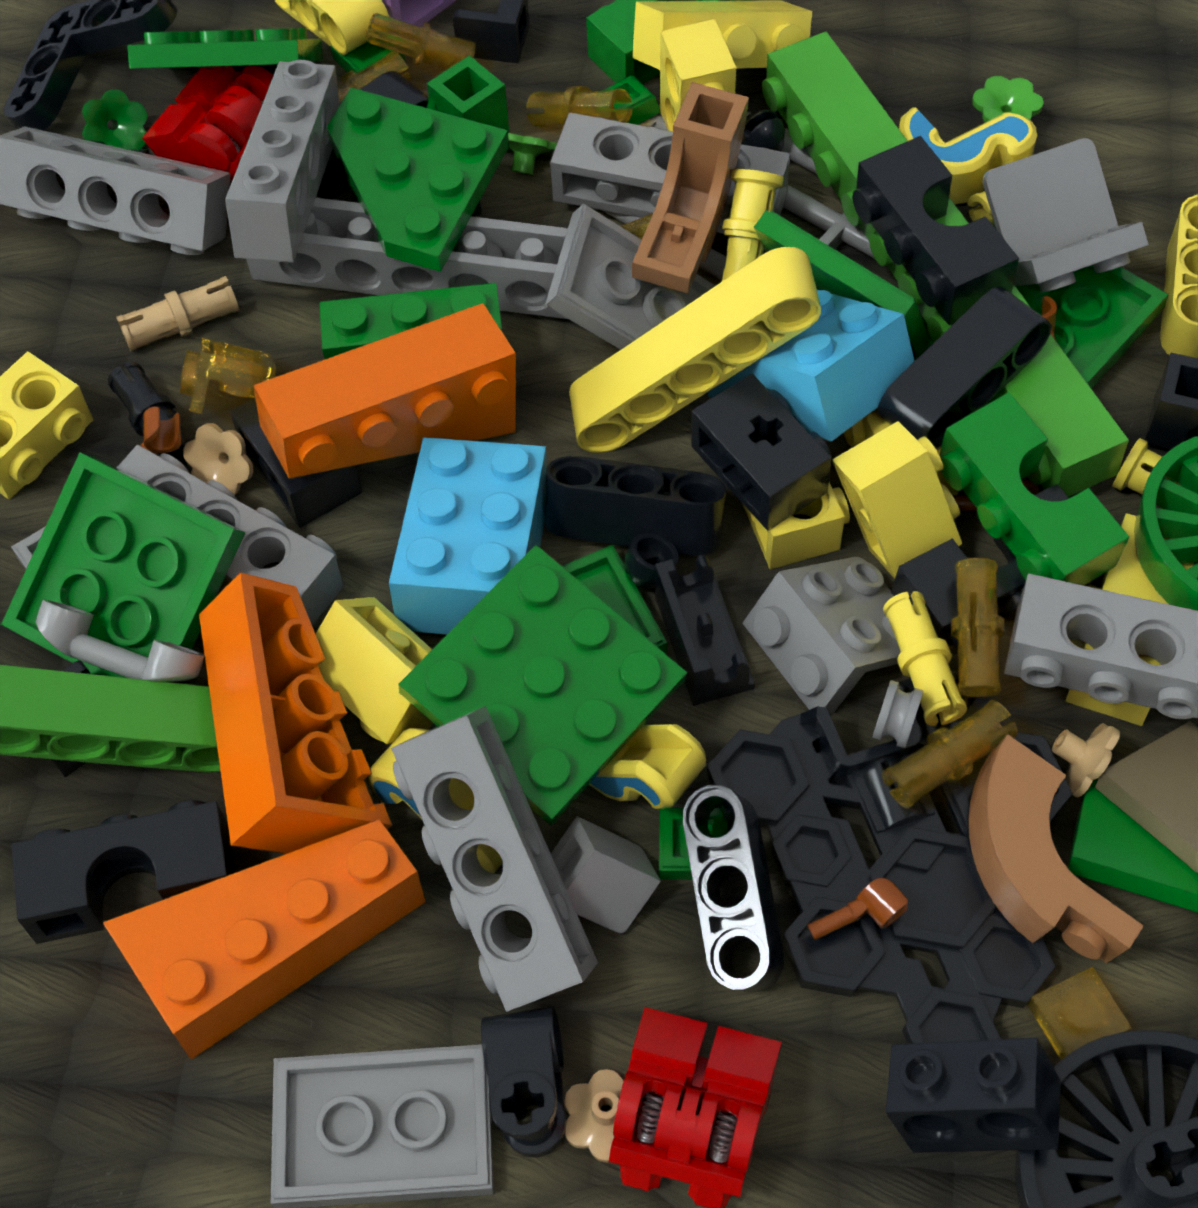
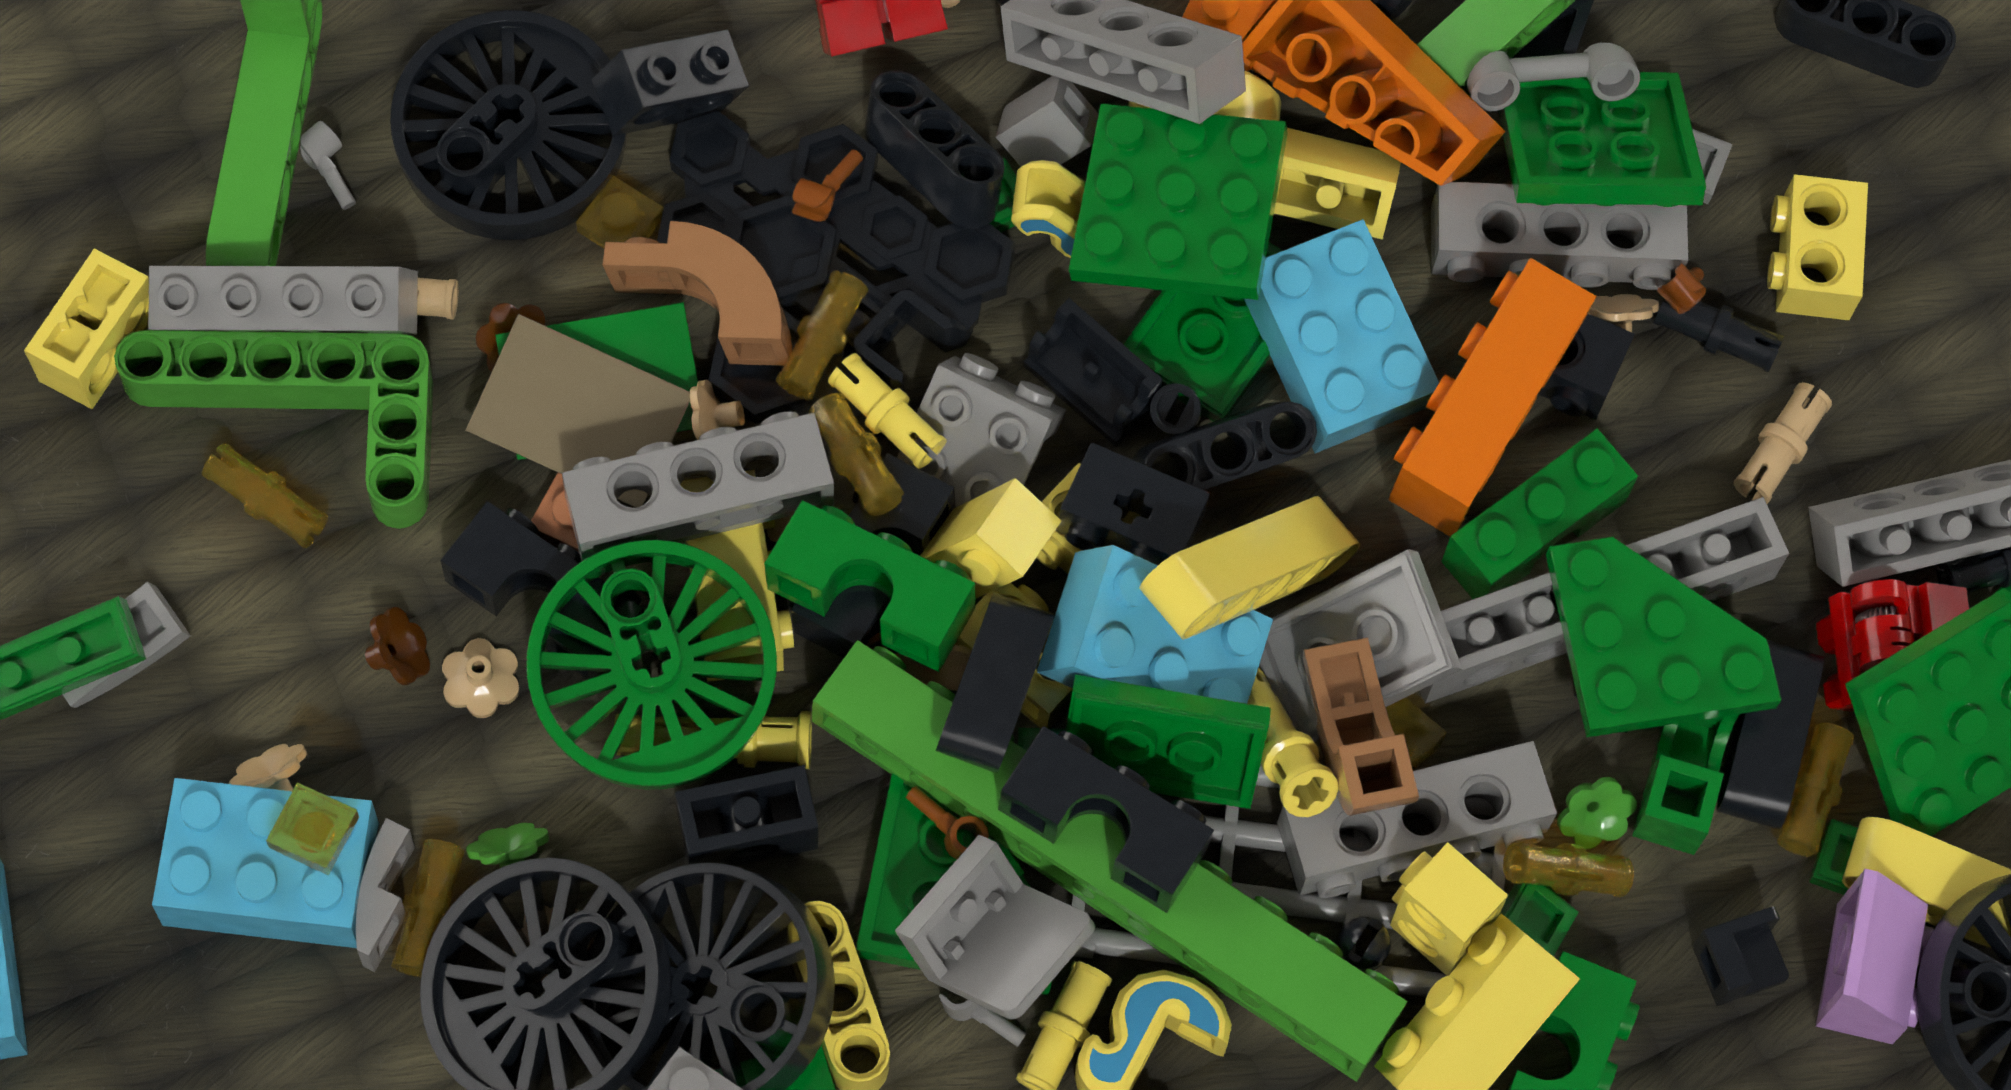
camera: 140 degrees right, 10 degrees up
(229, 364) = (1667, 377): clear yellow bracket -> none
(283, 163) = (1770, 568): light grey brick -> none
(418, 42) = (1792, 871): clear yellow axle -> none
(897, 714) = (880, 331): light grey bush -> none

